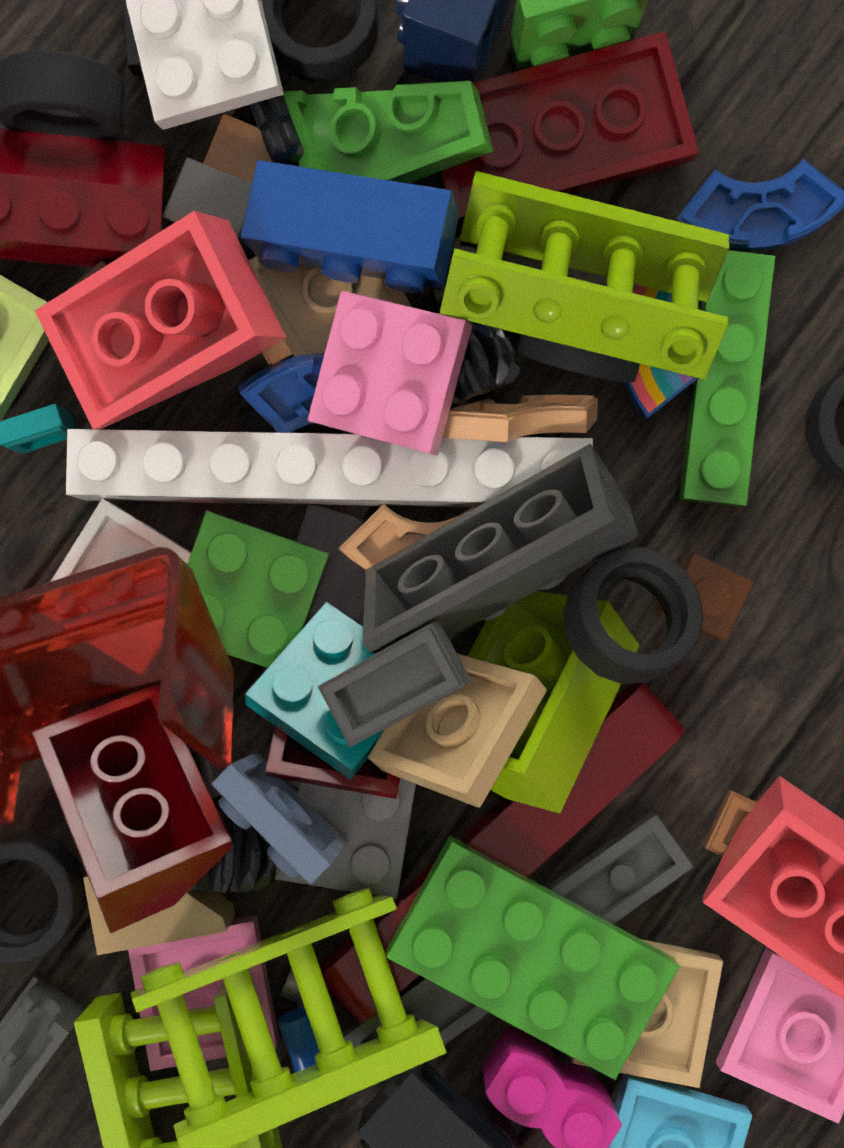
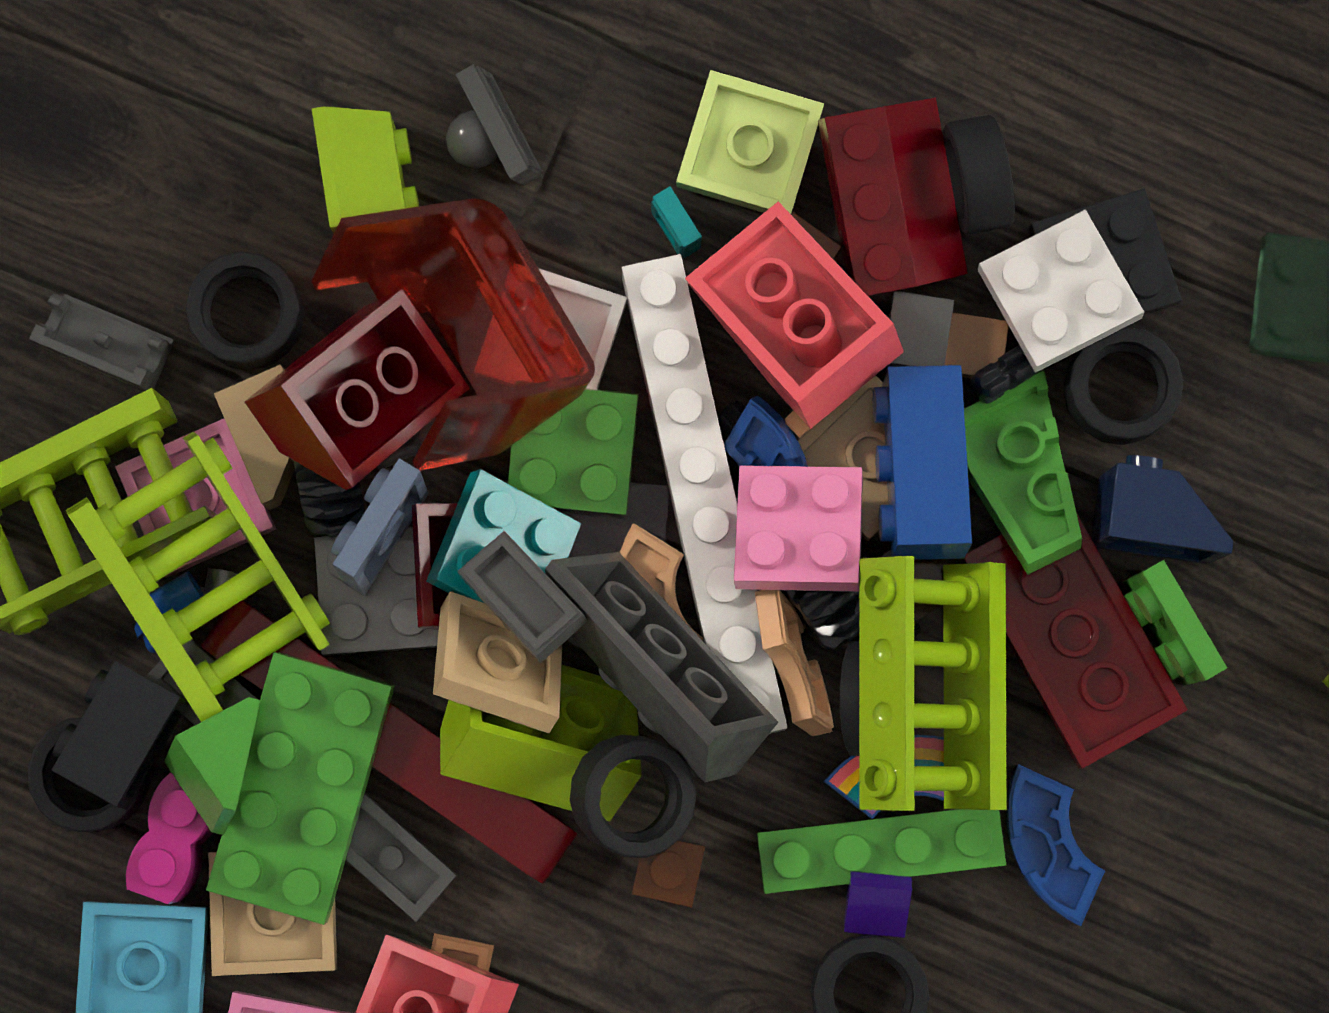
camera: 75 degrees right, 5 degrees down
(485, 1050) = (212, 762): none -> bright green slope
(784, 393) = (877, 904): none -> dark purple tile

